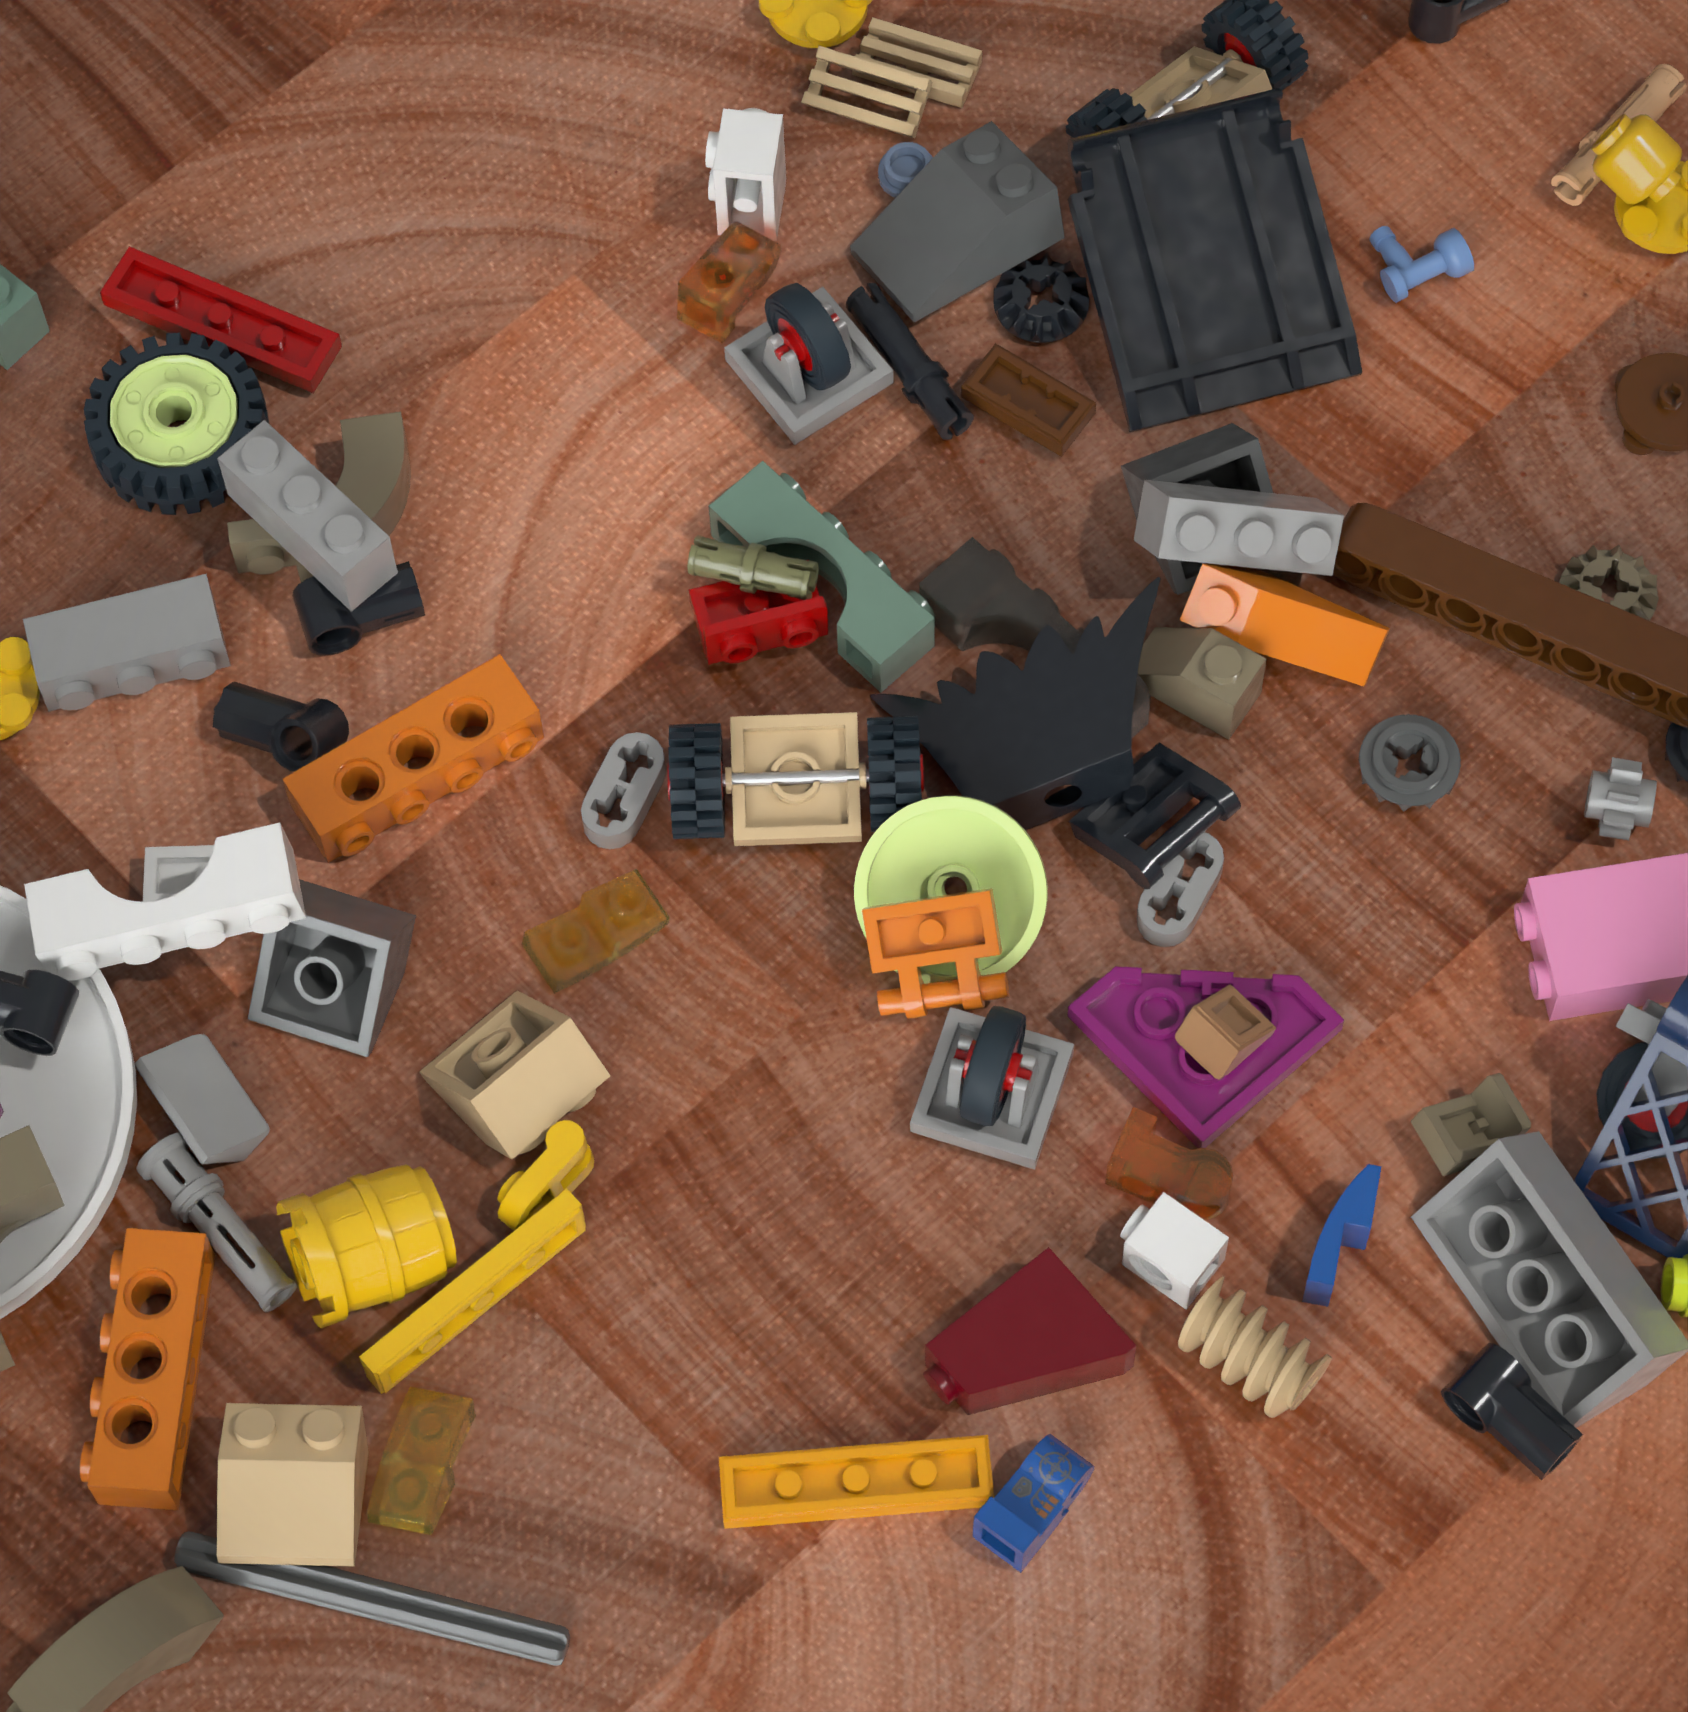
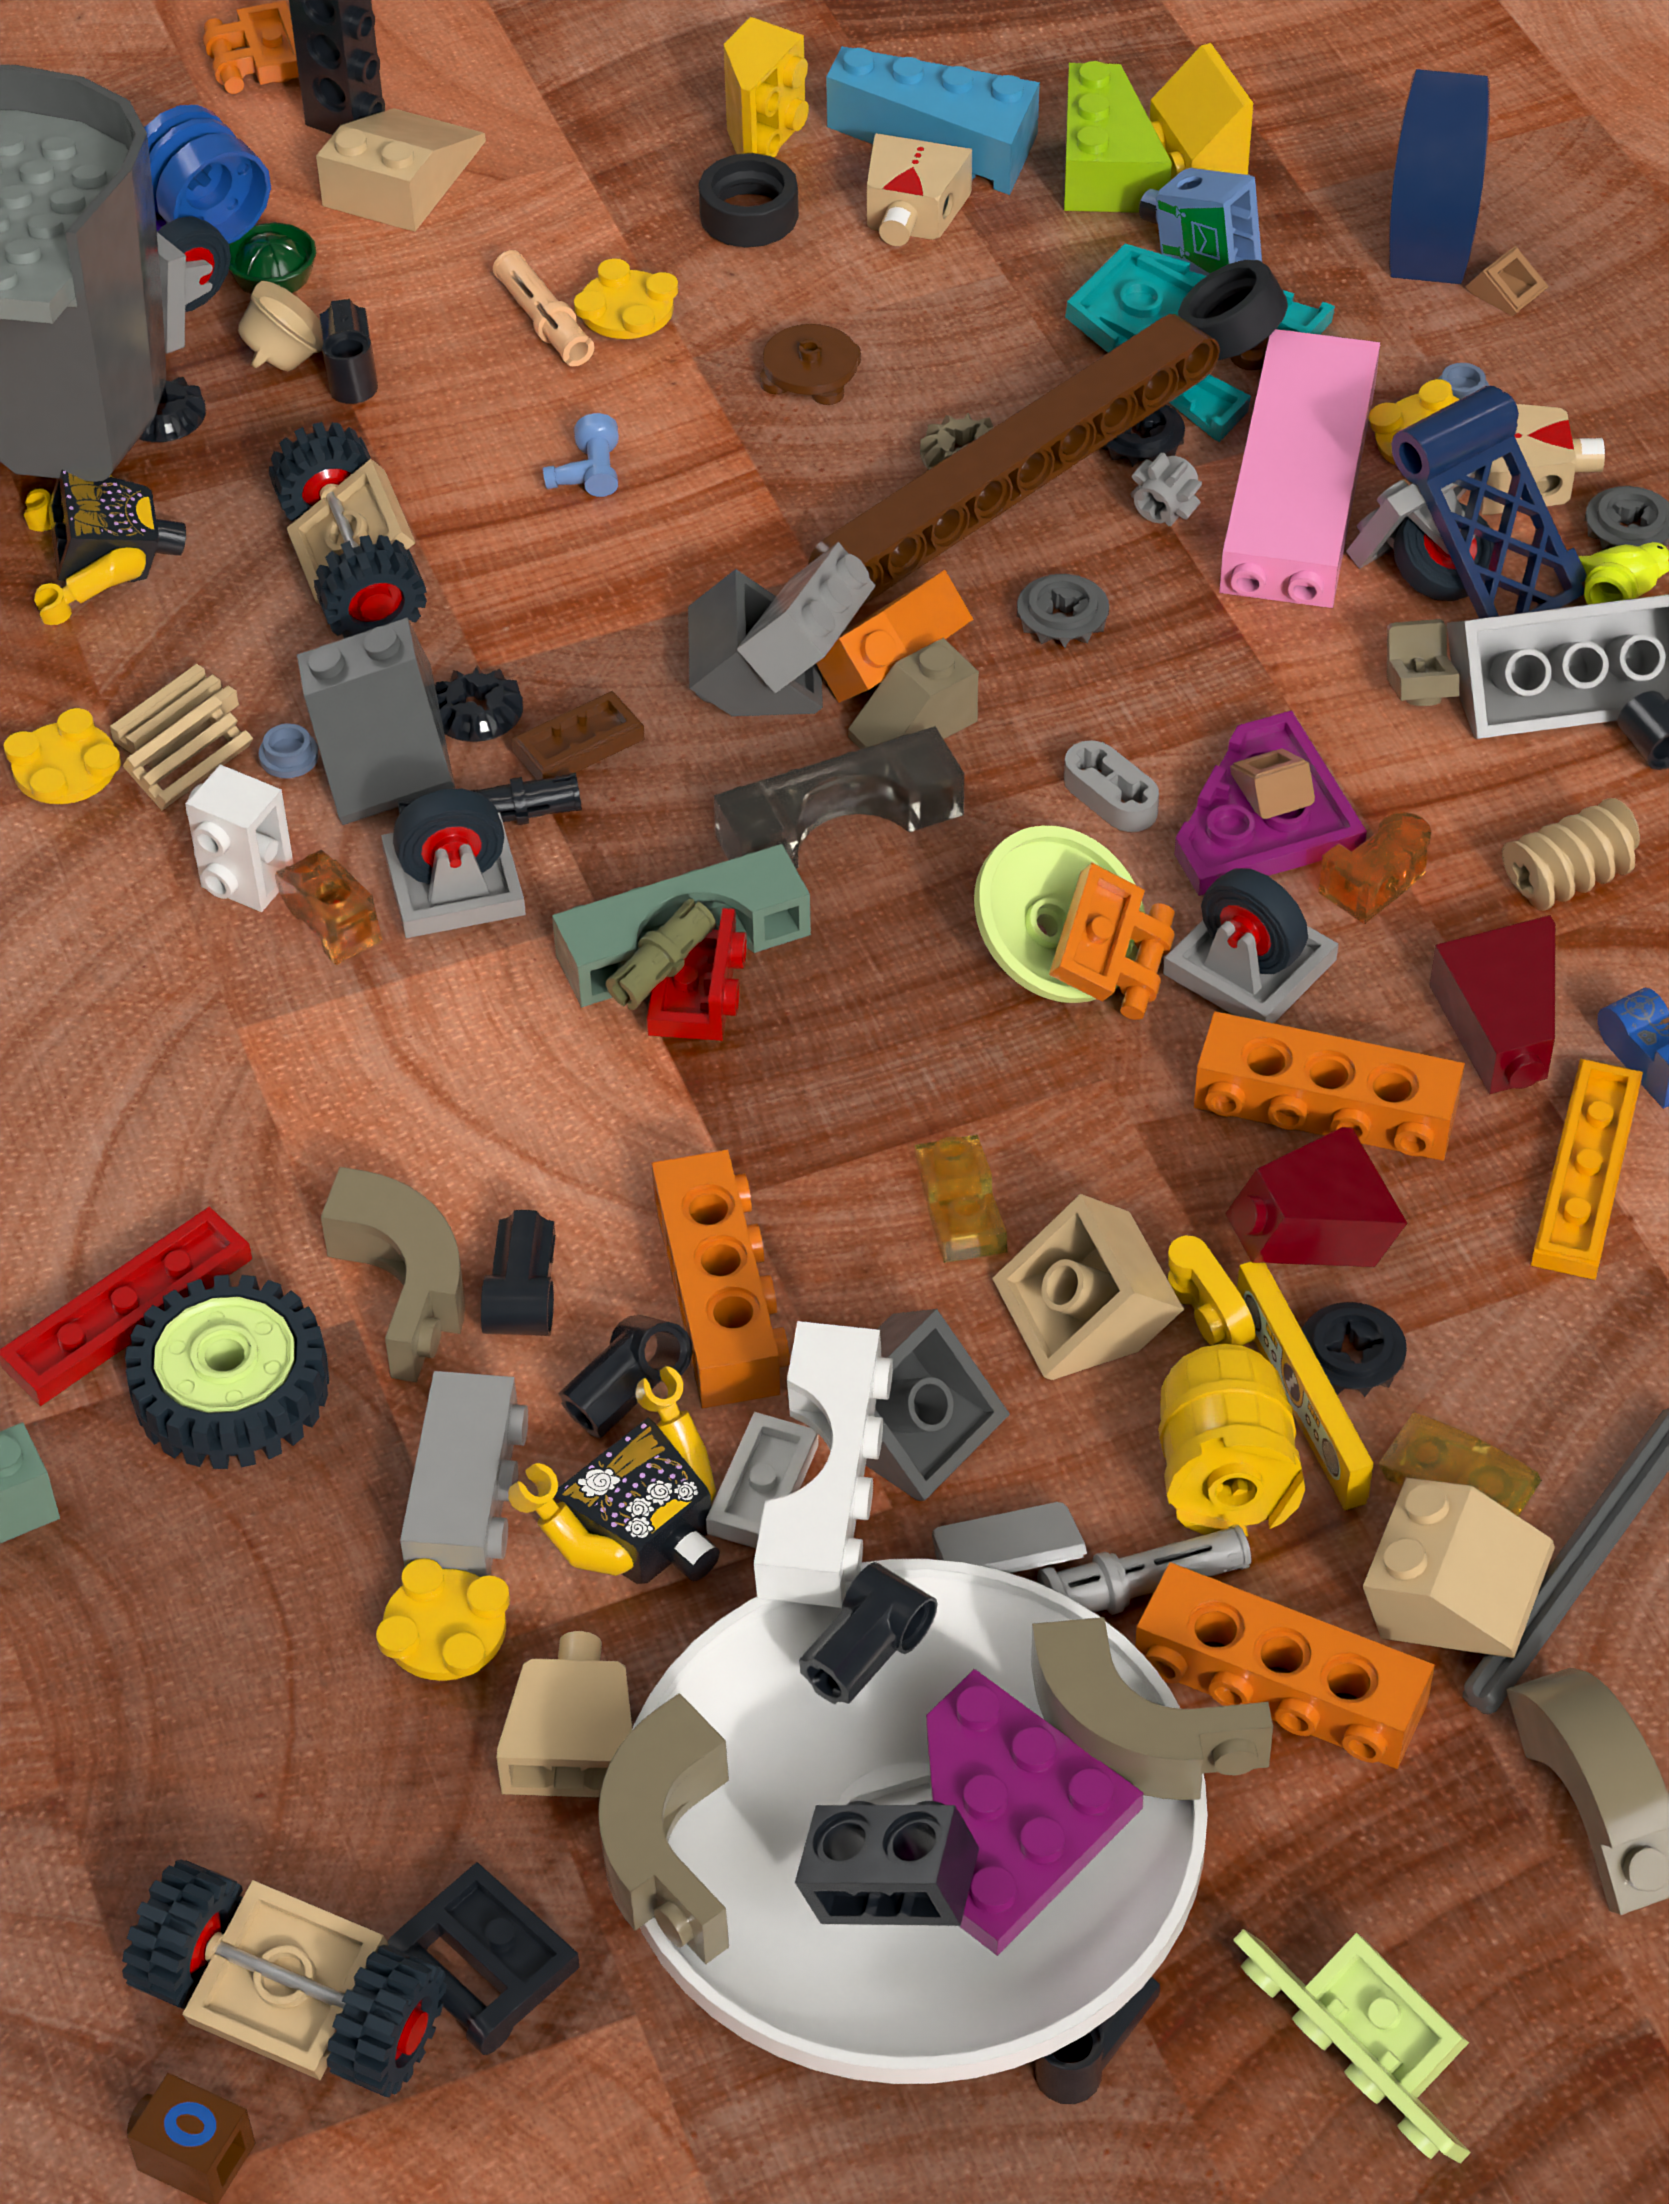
camera: 70 degrees left, 15 degrees down
(142, 785) = (636, 1501): none -> torso
(308, 515) = (433, 1248): light grey brick -> none
(552, 1298) = (1370, 1332): none -> black gear
(611, 784) = (817, 1142): light grey beam -> none
(668, 1234) = (1318, 1207): none -> dark red slope
(791, 777) = (890, 990): plate -> none
(850, 1109) = (1328, 1083): none -> orange brick
(1043, 725) = (931, 804): black piece -> none
(1158, 790) = (1024, 779): black plate -> none
(1172, 1249) = (1458, 881): white brick -> none
(1209, 260) = (525, 563): black piece -> none
(1346, 1226) = (1497, 786): blue slope -> none
(1637, 159) = (593, 282): yellow head -> none

